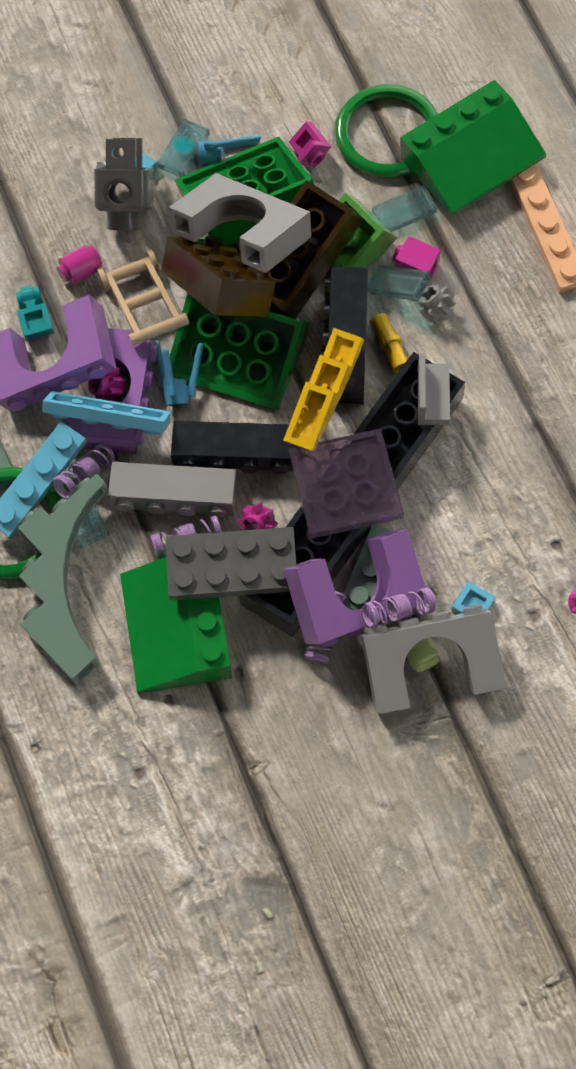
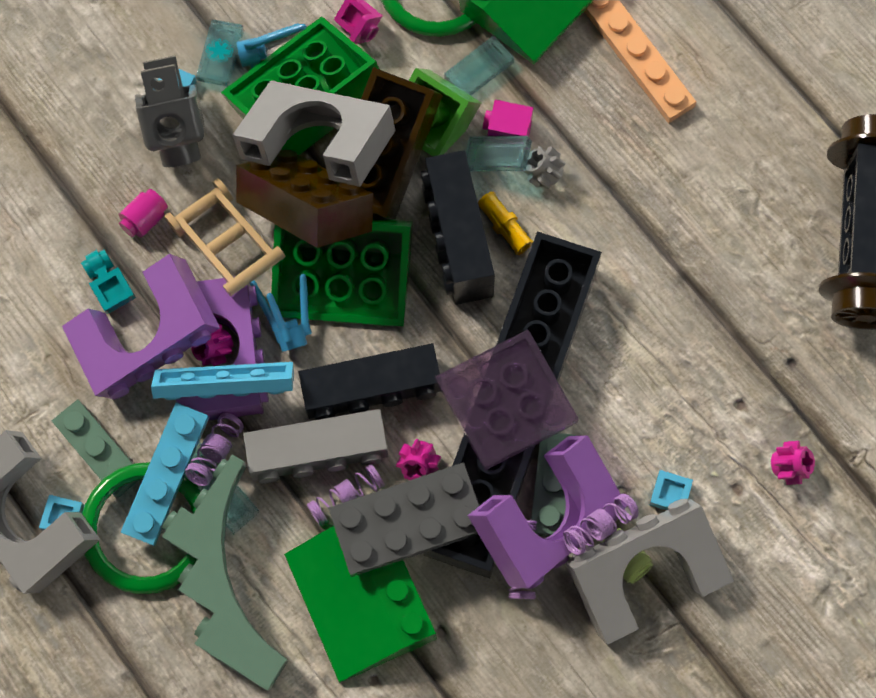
camera: 15 degrees left, 5 degrees up
(323, 390) = (456, 302): yellow slope -> none
(433, 393) = (572, 274): light grey panel -> none

